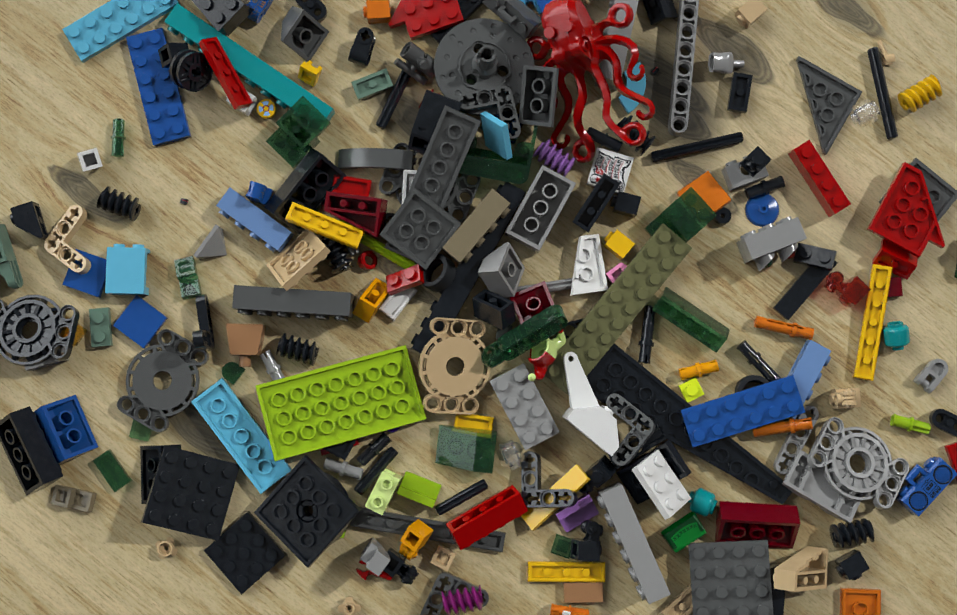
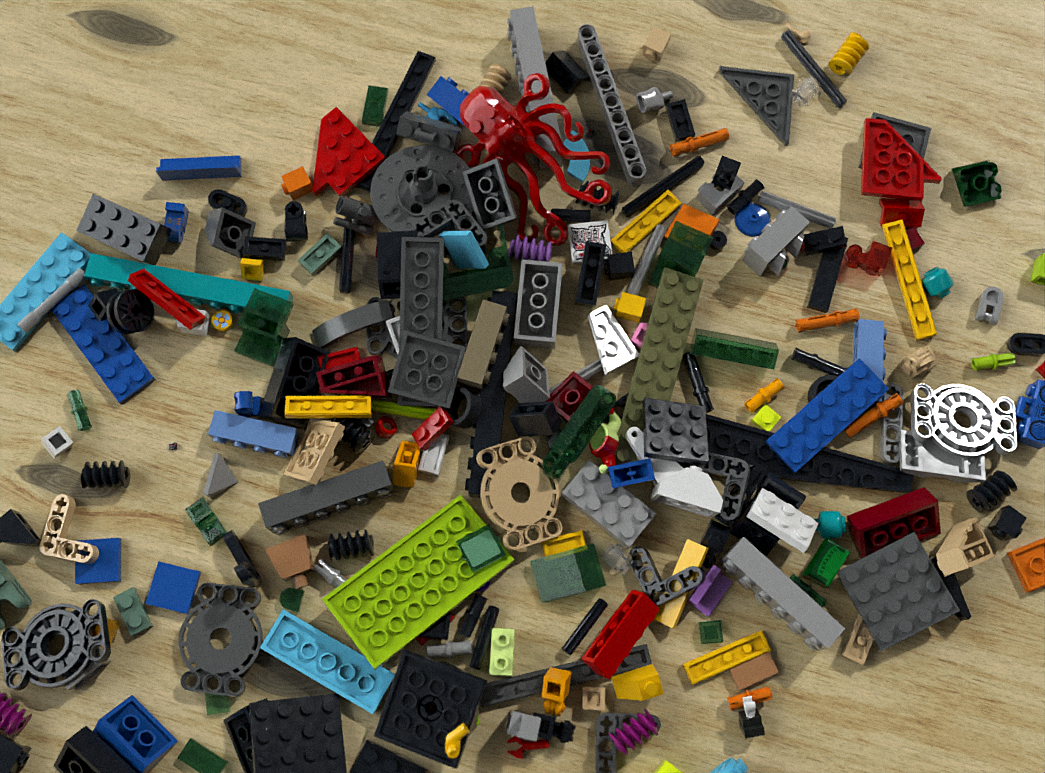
camera: 25 degrees left, 10 degrees down
(110, 40) = (34, 317): none -> light grey piece
(126, 270) = (138, 540): medium azure panel -> none
(314, 545) = (453, 739): none -> yellow arm
(327, 59) = (264, 248): none -> black plate
(402, 398) = (480, 548): none -> clear green piece
(419, 489) = (537, 637): lime panel -> none
(484, 562) = (638, 684): none -> yellow slope
(553, 390) = (631, 473): none -> blue slope
(589, 547) = (738, 619): black brick -> none
(606, 371) = (675, 431): none -> black plate
(652, 208) = (647, 260): none -> light grey axle
(656, 548) = (808, 590): none -> clear green axle
(667, 173) = (646, 222): none -> yellow tile
(747, 119) = (692, 144): none -> orange pin
(792, 205) = (810, 214): none -> light grey axle
(819, 178) = (793, 167): red brick -> none

